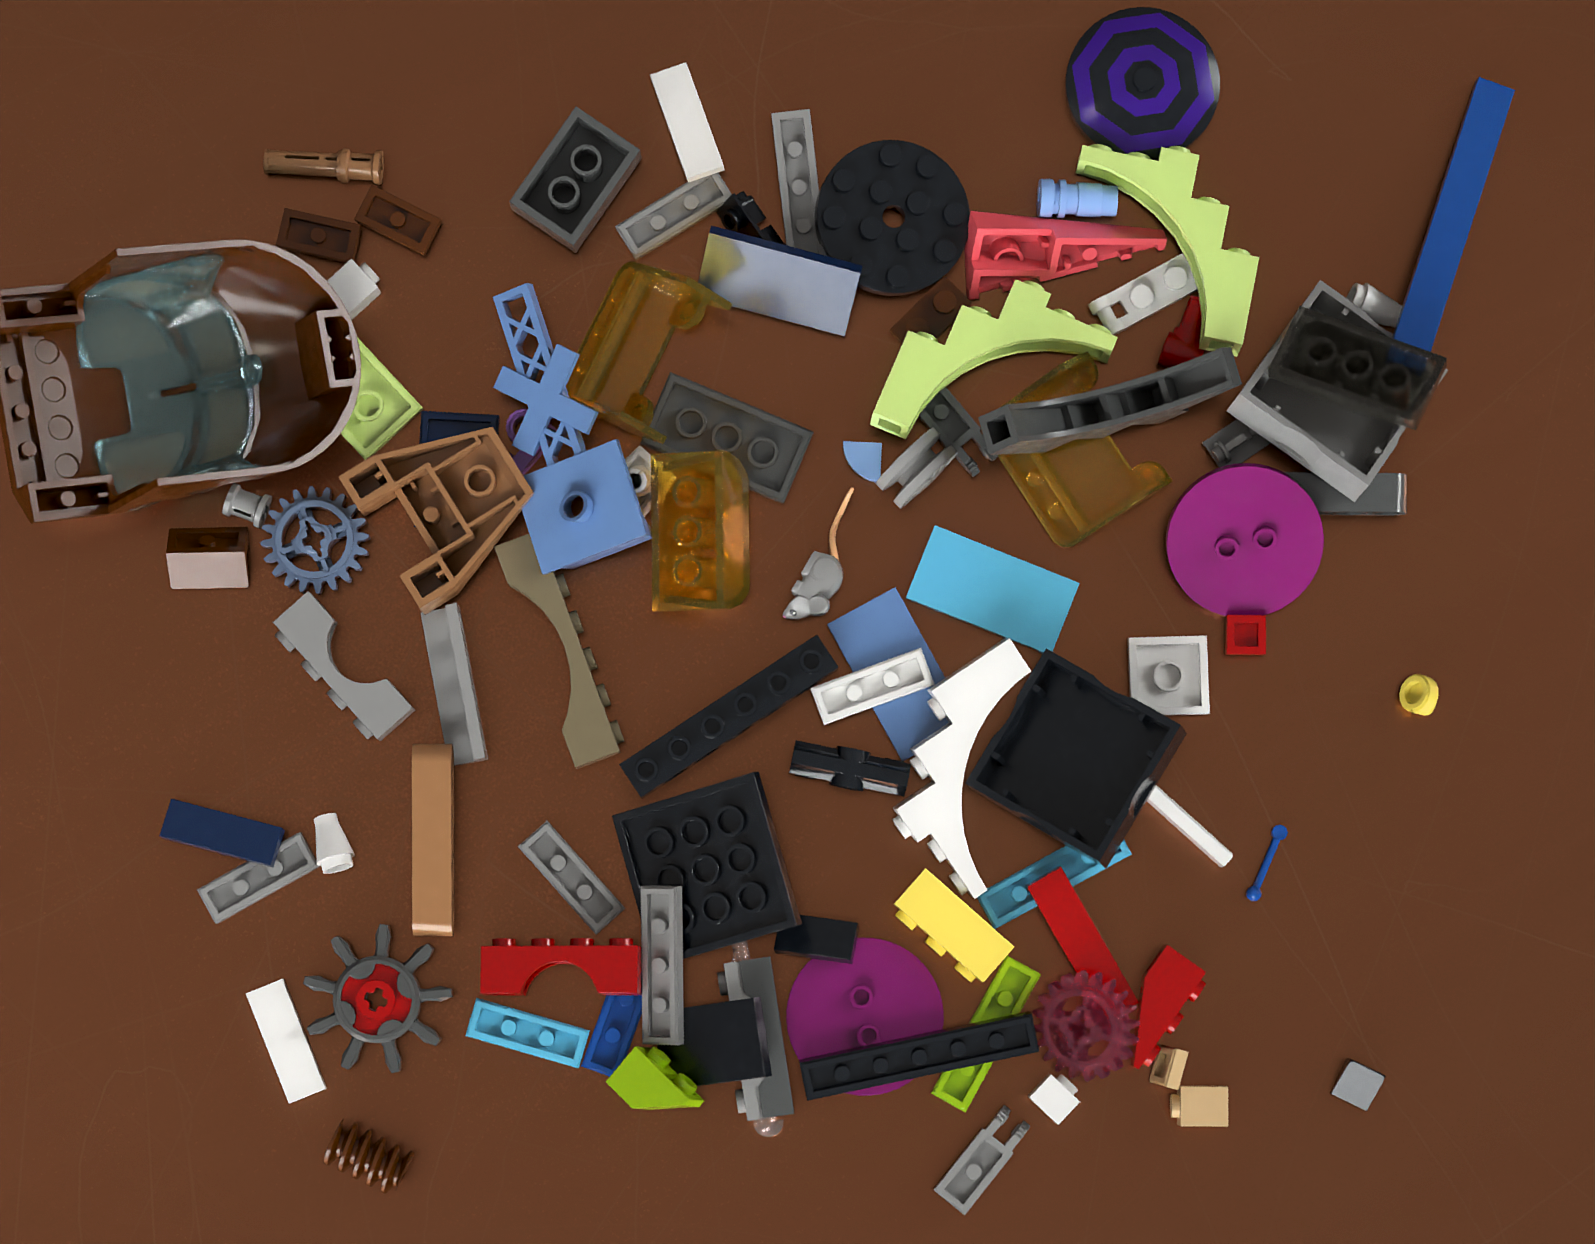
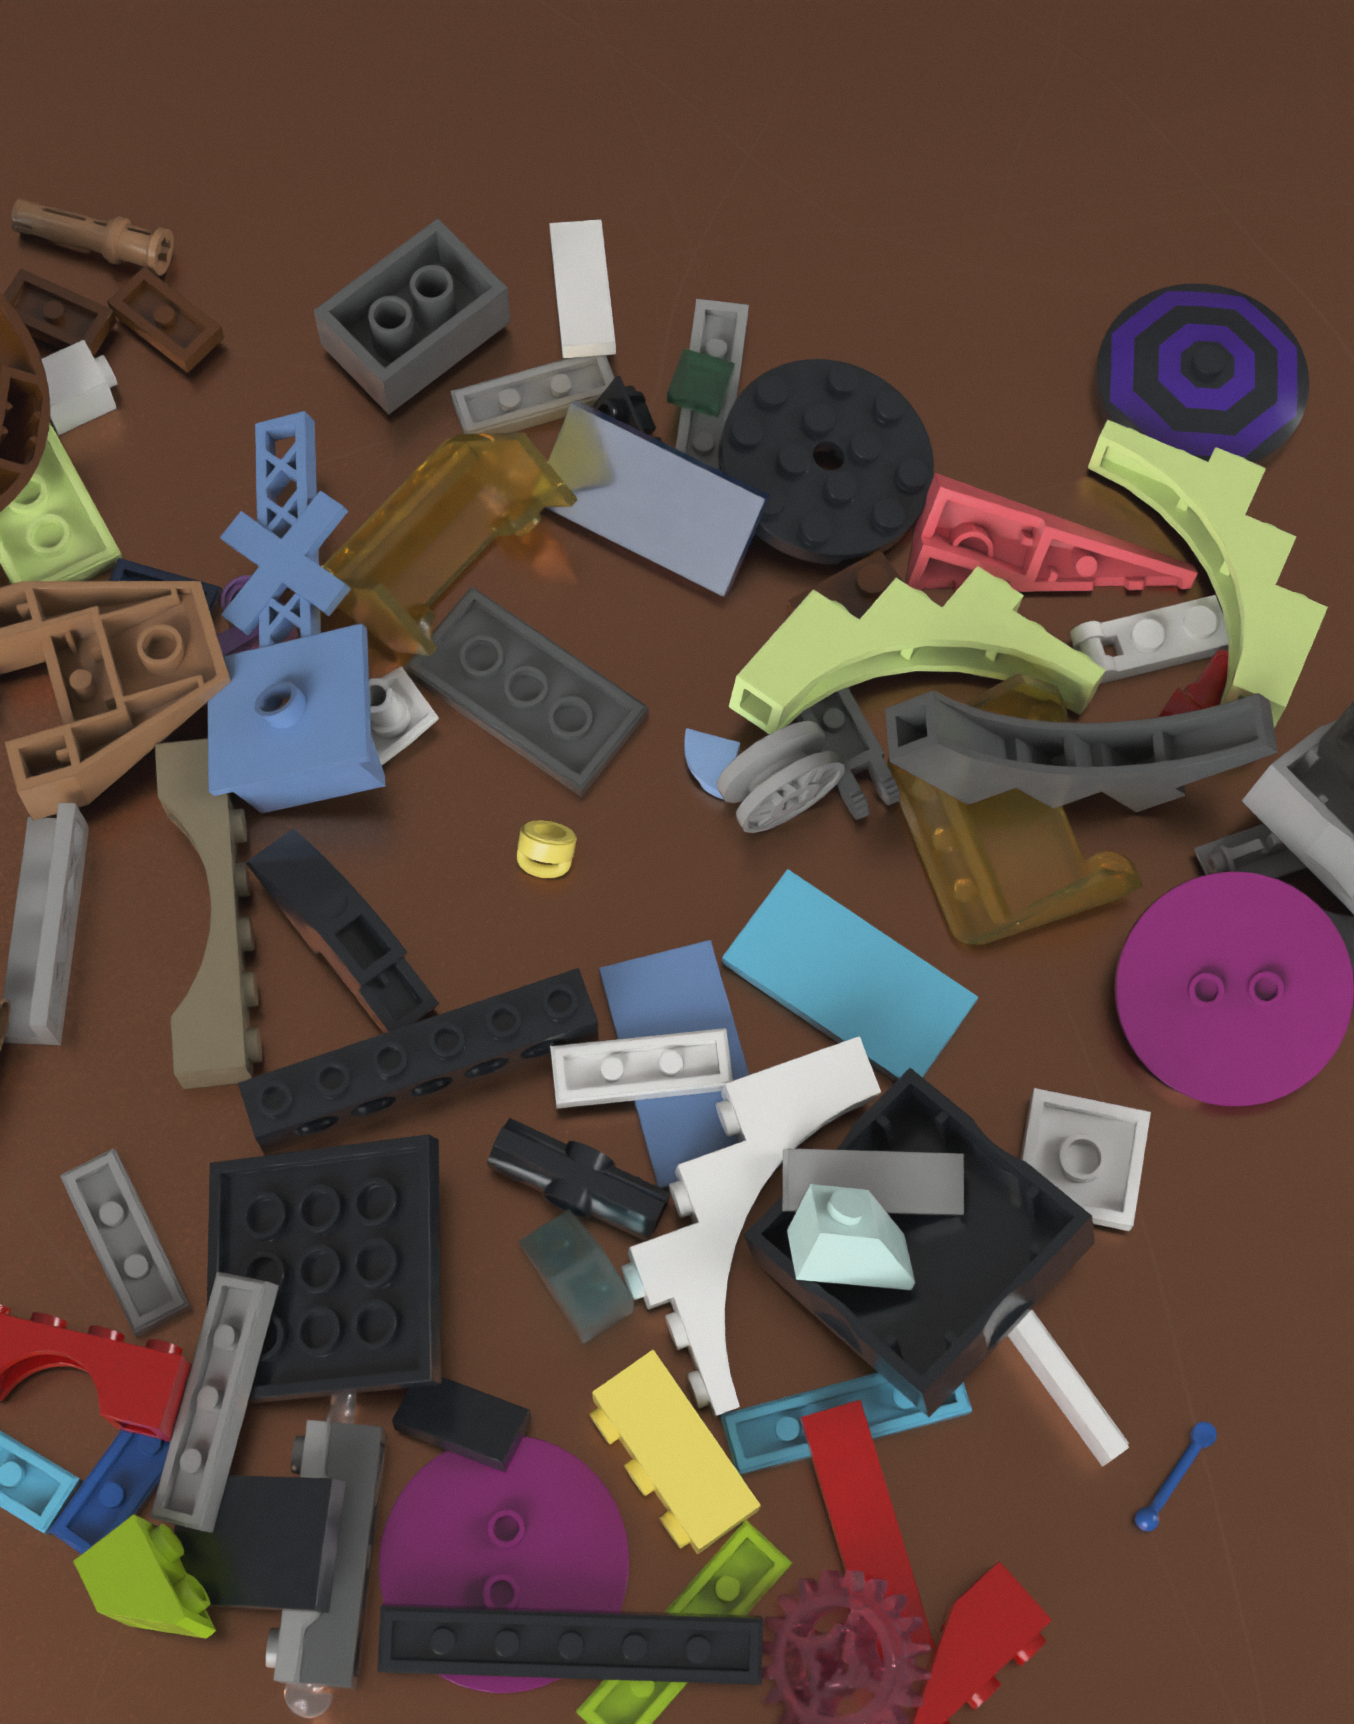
camera: 15 degrees right, 15 degrees down
(654, 642) = (344, 929): none -> black slope
(699, 531) = (450, 788): clear yellow windscreen -> none
(770, 549) = (548, 844): none -> light yellow tile
(791, 183) = (700, 382): none -> clear green tile
(820, 576) = (605, 903): light grey animal -> none
(864, 829) = (578, 1275): none -> clear light blue slope
(1032, 773) = (848, 1240): none -> light aqua slope
(1039, 730) = (898, 1180): none -> light grey tile
(1076, 199) = (1083, 494): light blue axle -> none
(1245, 635) = (1207, 1127): red plate -> none

